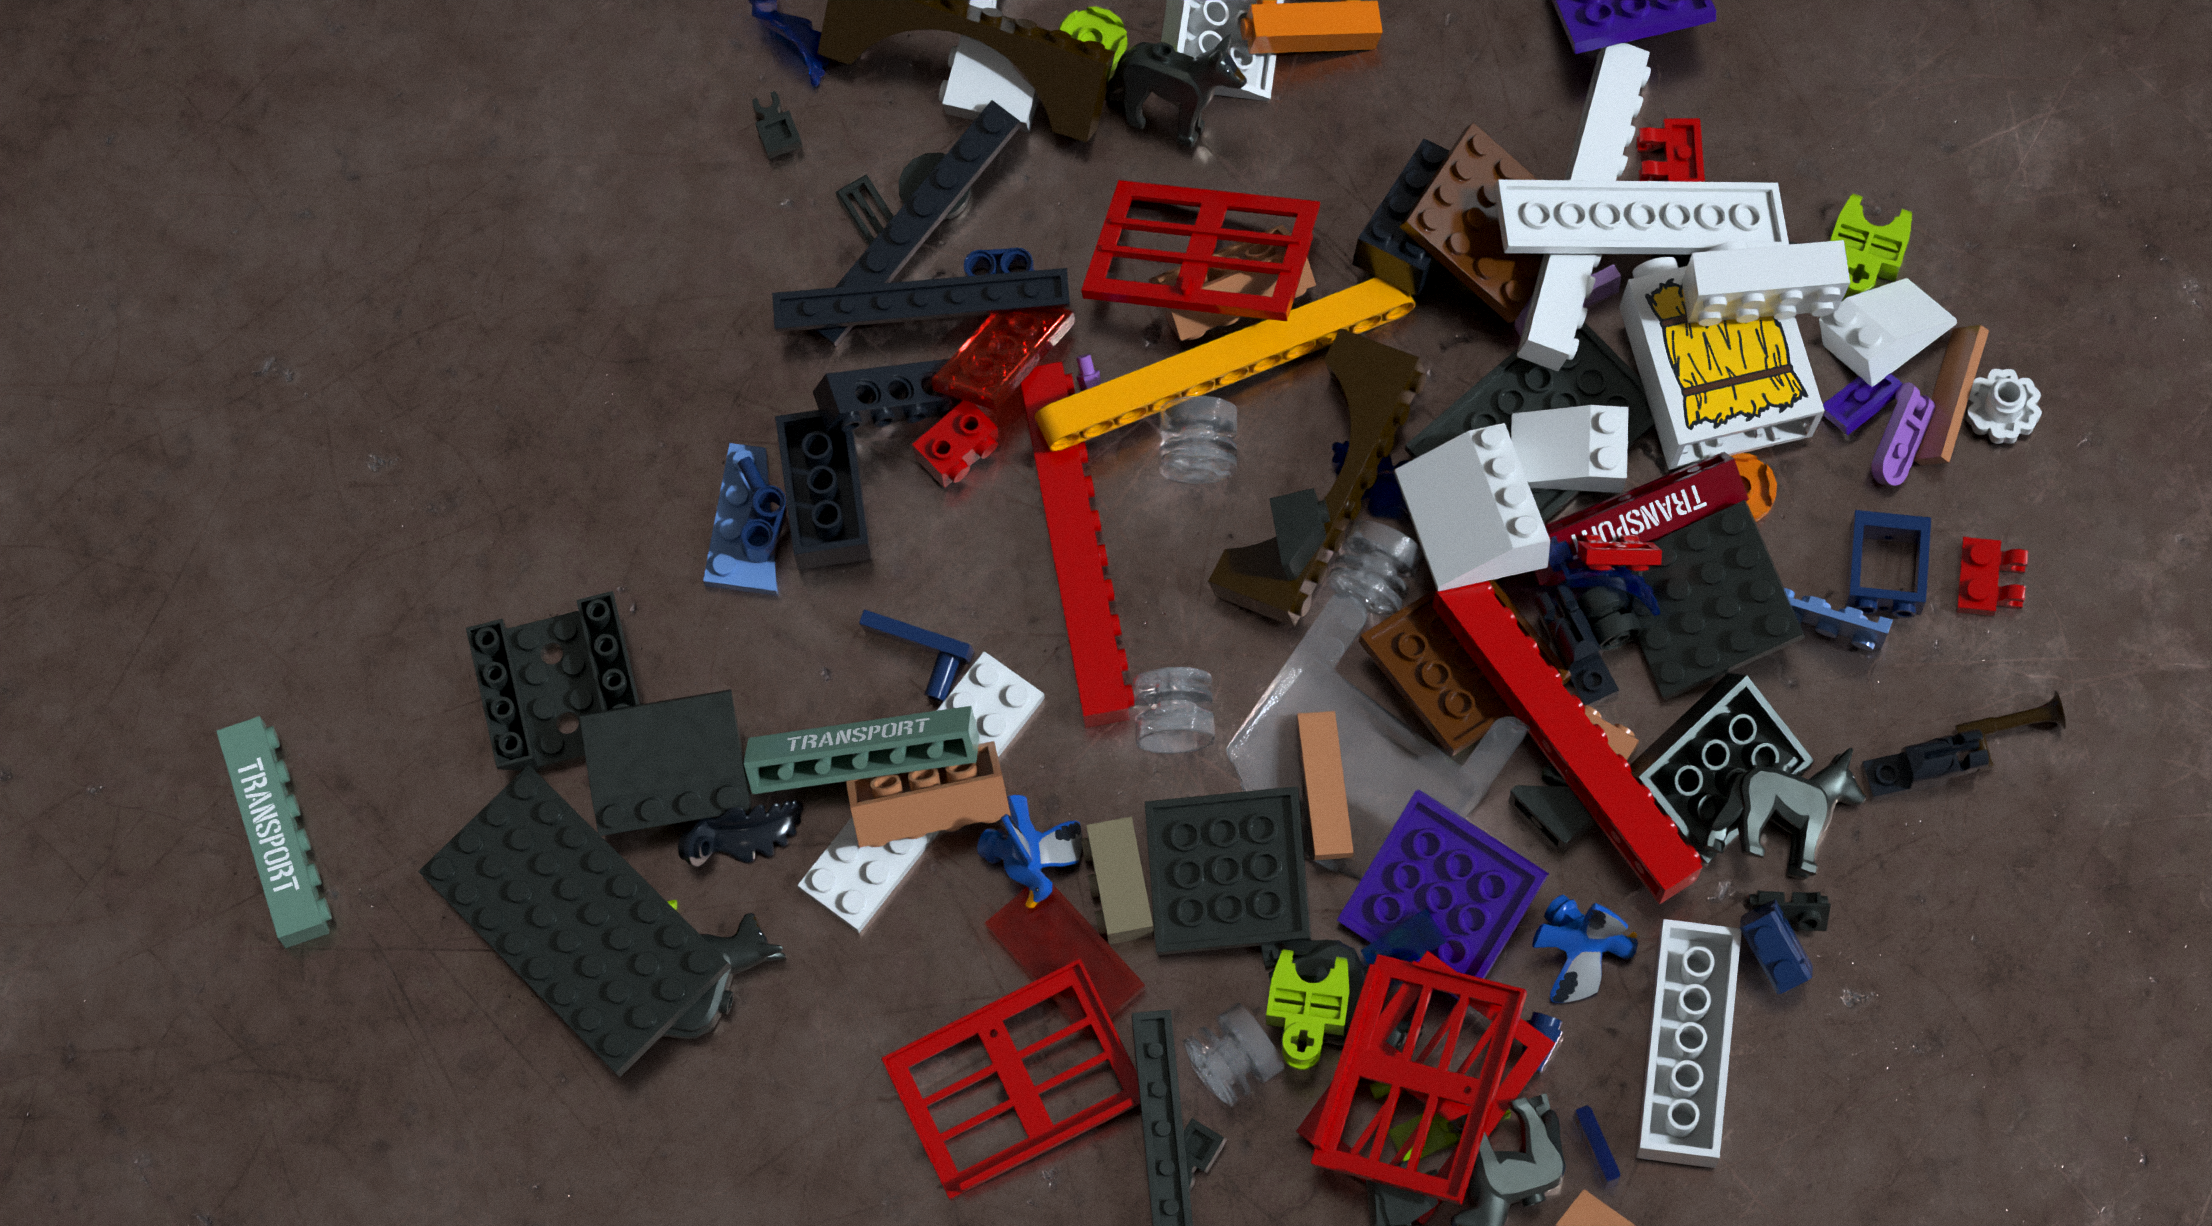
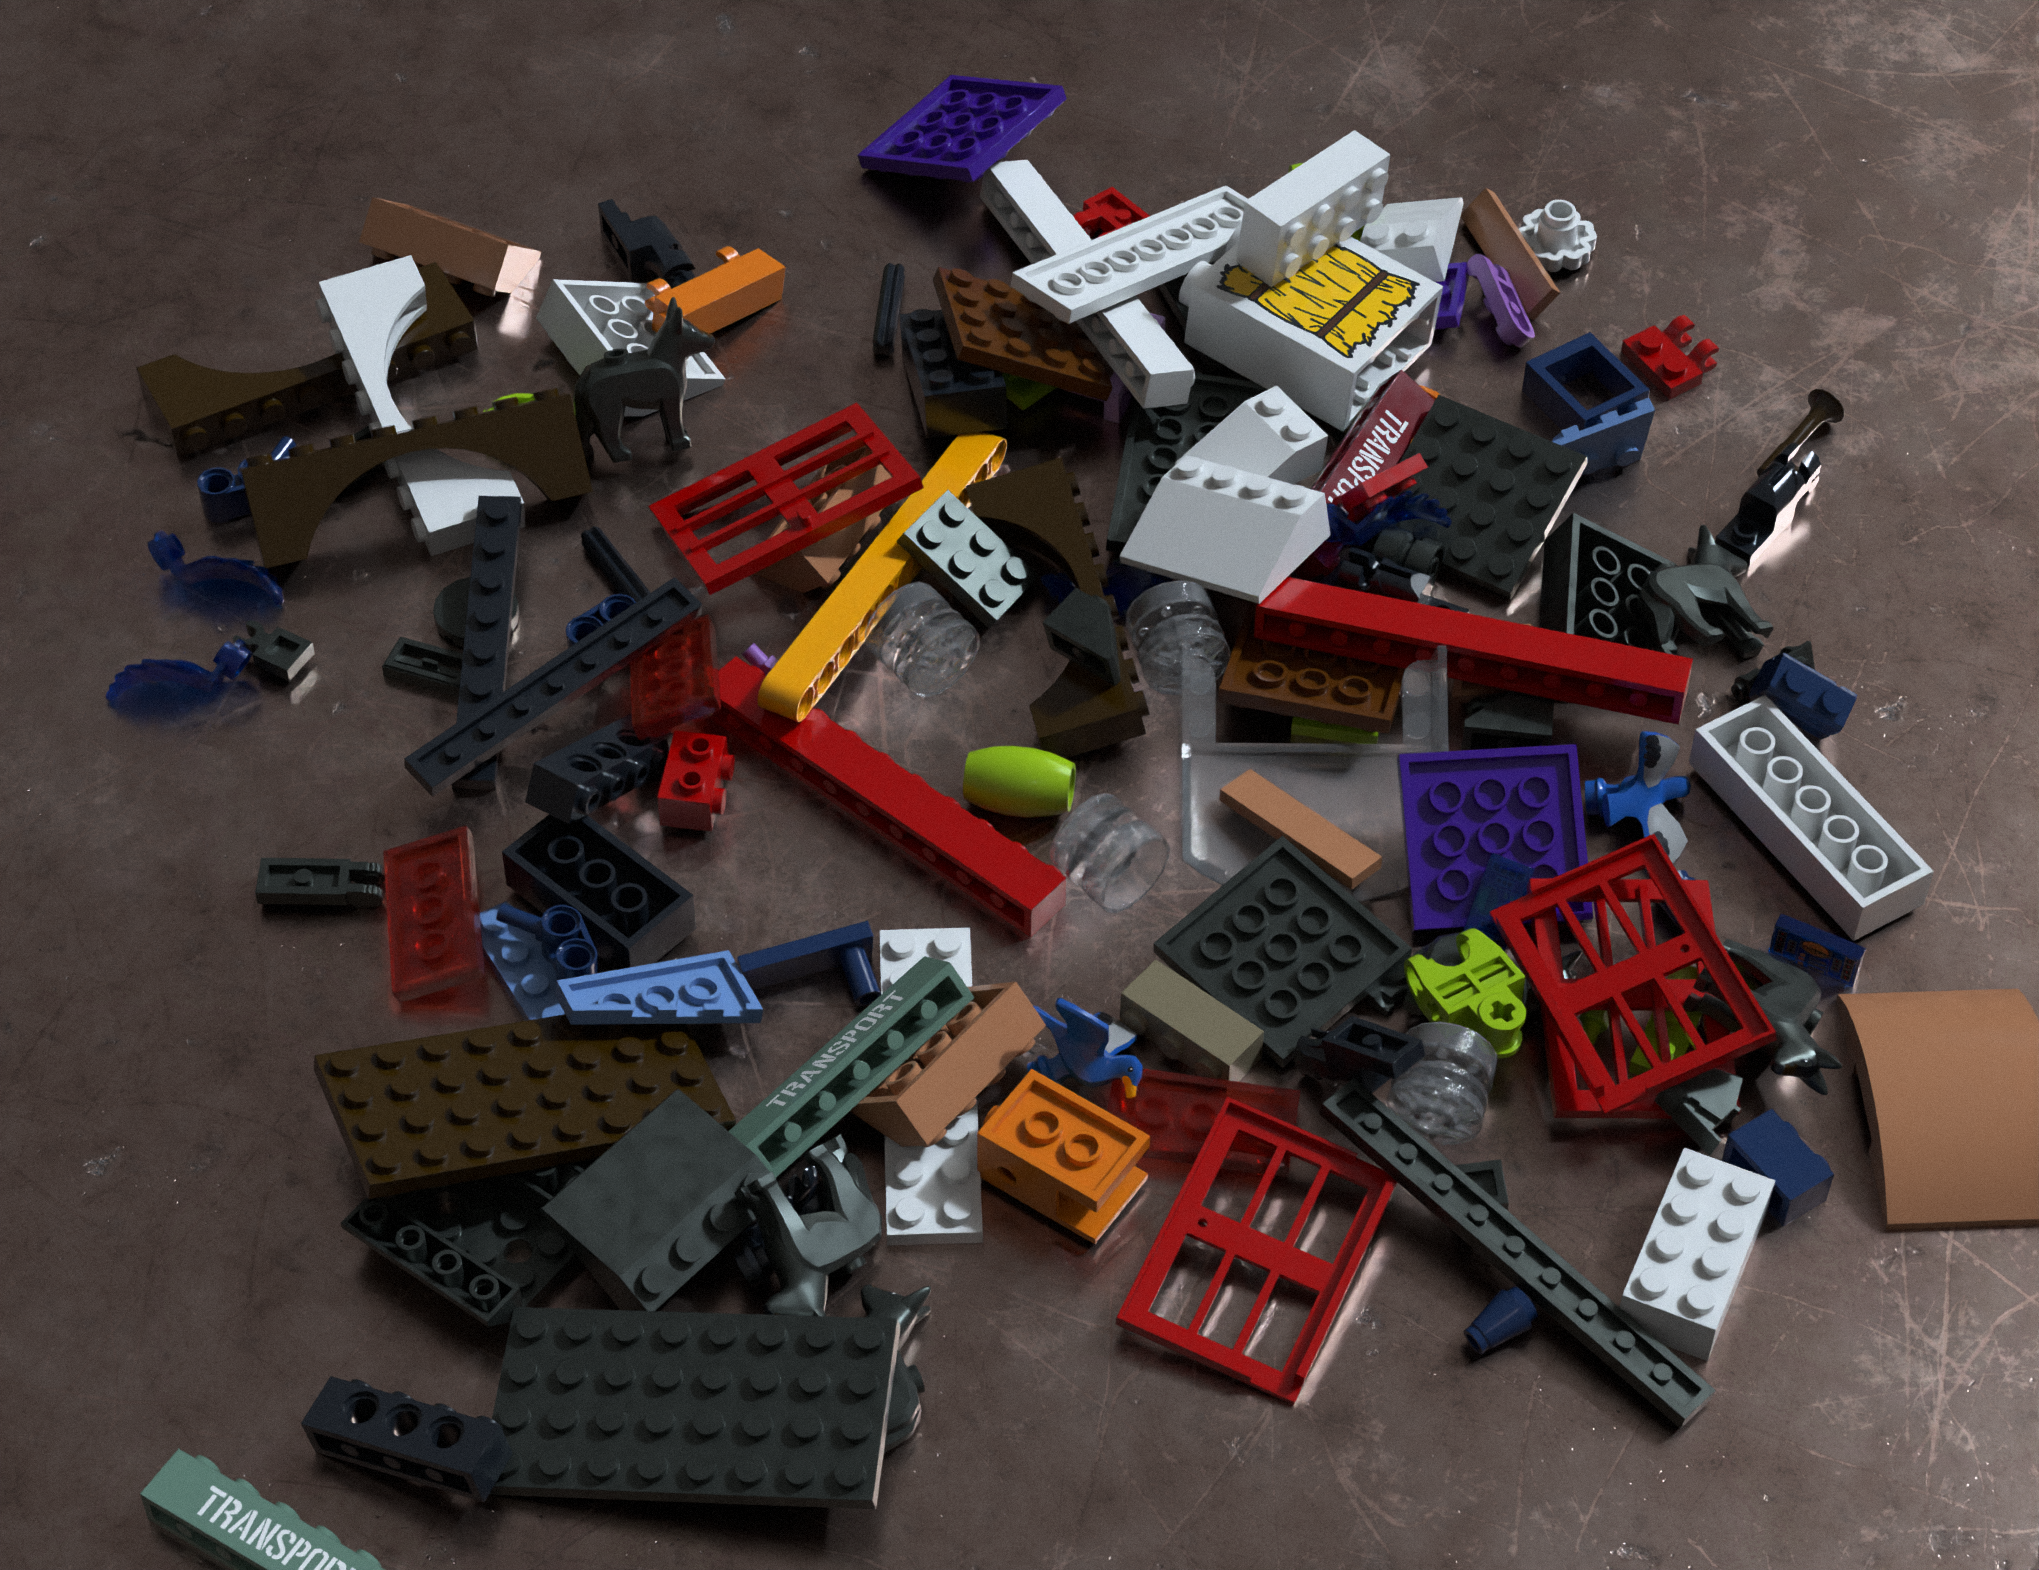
camera: 45 degrees left, 20 degrees down
(412, 859) = (407, 1438): none -> black brick
(640, 615) = (505, 1098): none -> dark brown plate
(659, 342) = (319, 882): none -> pearl dark grey hinge
(704, 101) = (229, 660): none -> clear blue plant
(709, 425) = (433, 914): none -> clear red plate
(741, 865) = (815, 1244): none -> pearl dark grey animal
(797, 605) = (666, 992): none -> medium blue wing
(942, 917) = (1061, 1155): none -> orange torso
(1056, 220) = (613, 564): none -> black axle
(1169, 605) = (1019, 781): none -> lime piece
(1191, 994) = (1359, 1052): none -> black plate
(1290, 393) = (968, 558): none -> plate
(1440, 115) = (888, 309): none -> black axle

